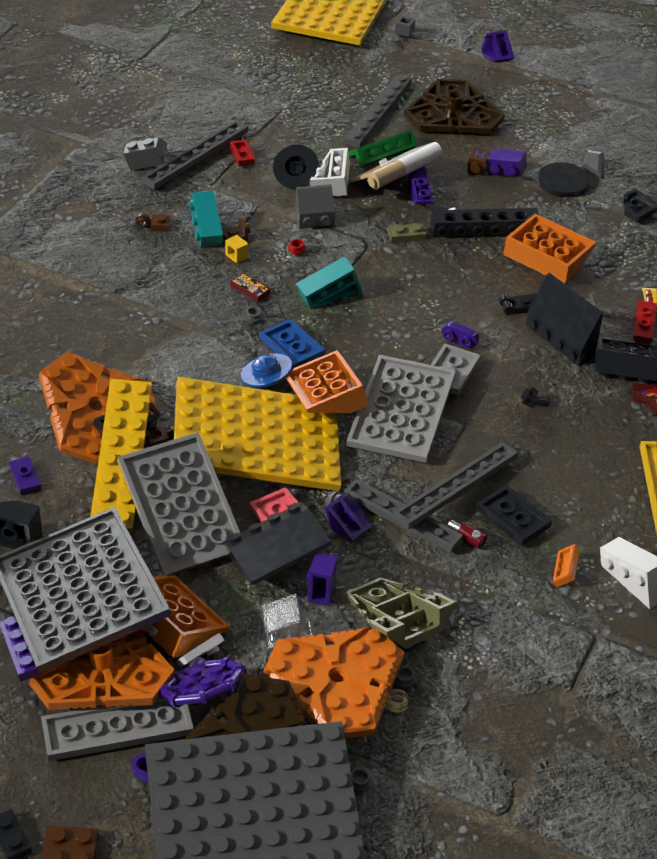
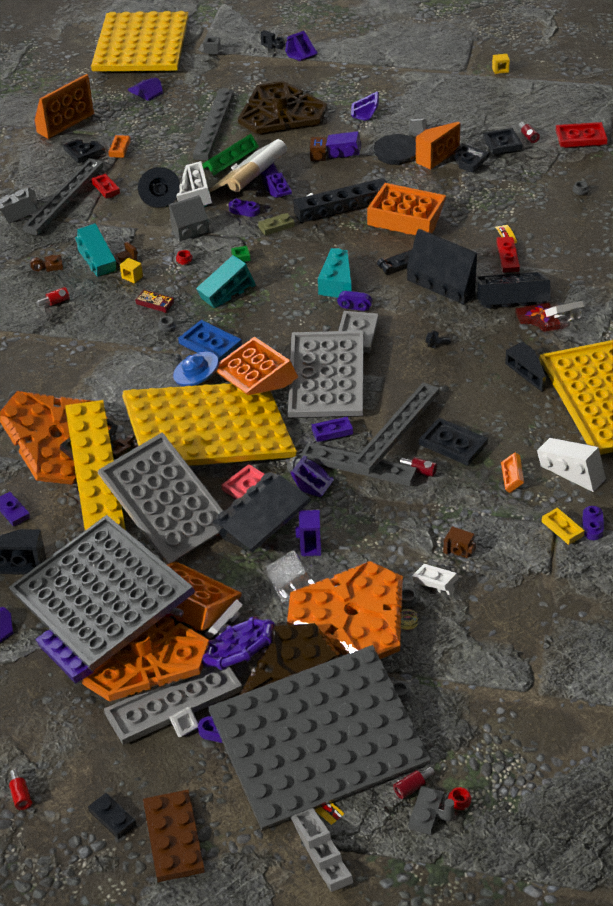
camera: 10 degrees left, 0 degrees up
(119, 752) = (184, 721): none -> white tile
(148, 259) = (54, 297): none -> red piece
(227, 60) = (64, 107): none -> orange slope
(230, 110) = (83, 151): none -> black plate
(271, 113) = (119, 146): none -> orange plate
(322, 58) = (147, 89): none -> dark purple slope
(357, 257) = (241, 253): none -> green plate
(379, 207) = (244, 208): none -> dark purple plate
(388, 470) = (332, 429): none -> dark purple plate
(400, 612) = (387, 545): olive wedge -> none
(441, 663) = (435, 578): none -> white plate
(448, 301) = (335, 274): none -> teal wedge
(467, 33) = (268, 40): none -> black plate
(481, 629) = (459, 542): none -> reddish brown brick
(545, 126) = (365, 107): none -> dark purple slope
(601, 639) = (563, 526): none -> yellow plate
(607, 183) = (437, 144): none -> orange slope
(621, 445) = (526, 363): none -> black slope
(636, 644) = (593, 522): none -> dark purple plate

